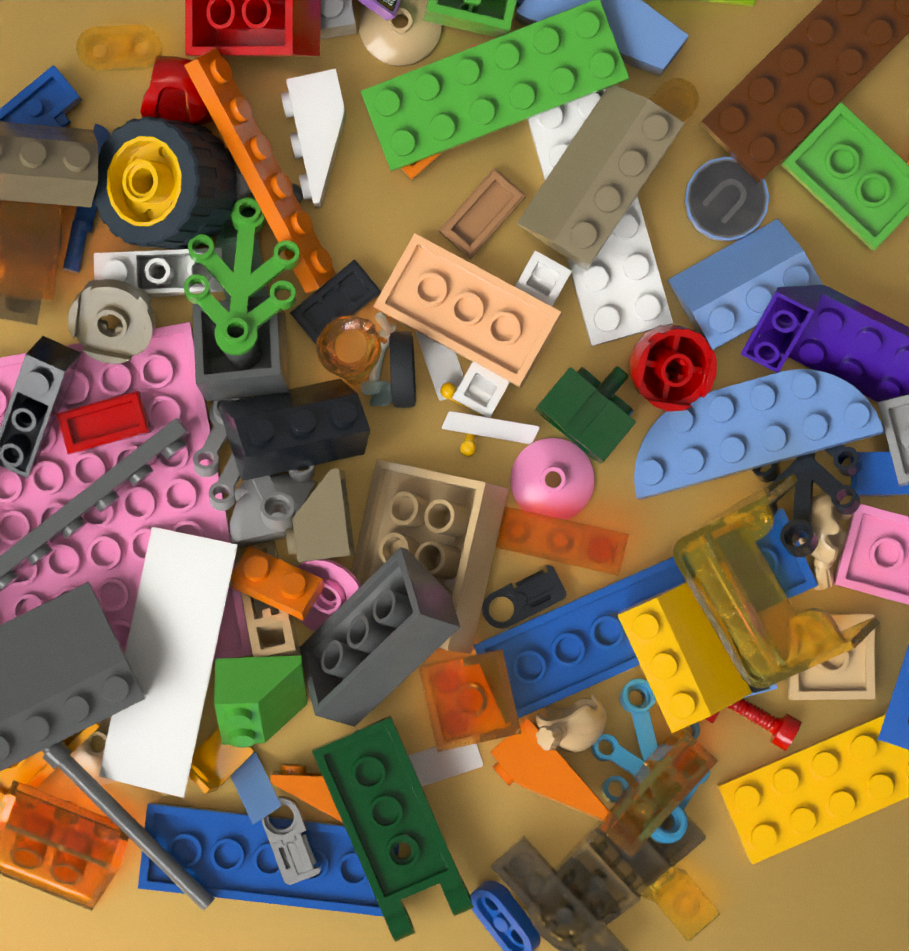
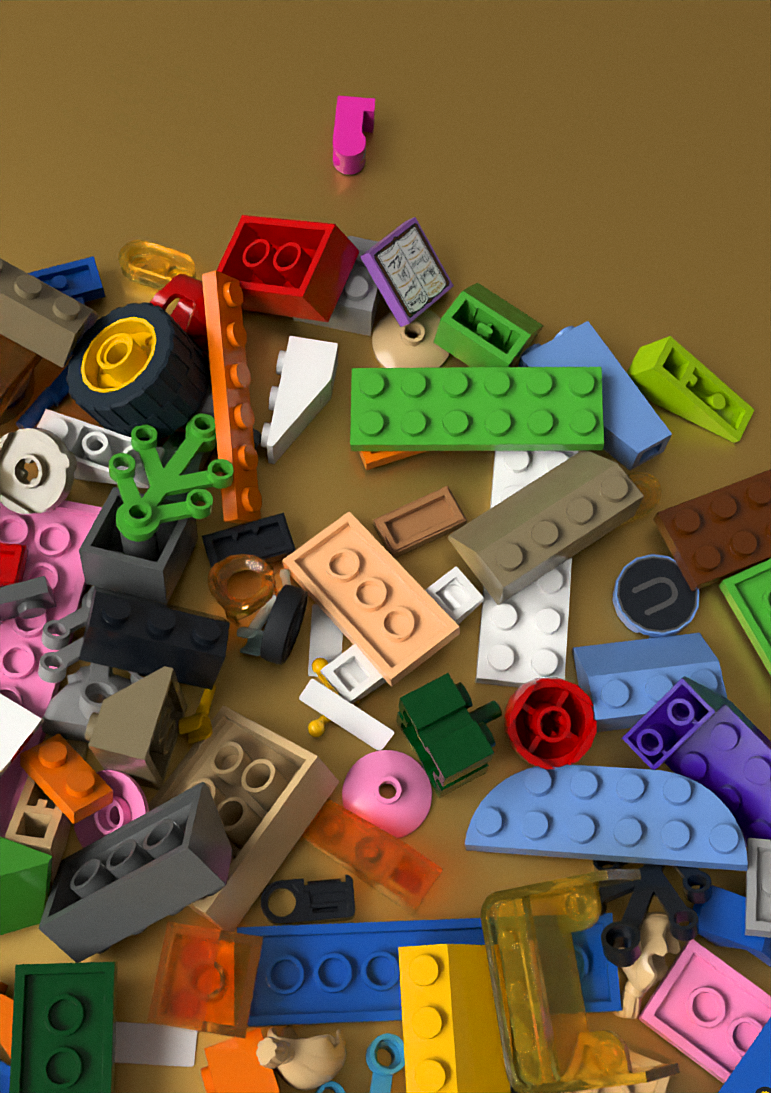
camera: 15 degrees right, 20 degrees down
(365, 487) = (199, 725): none -> yellow hand

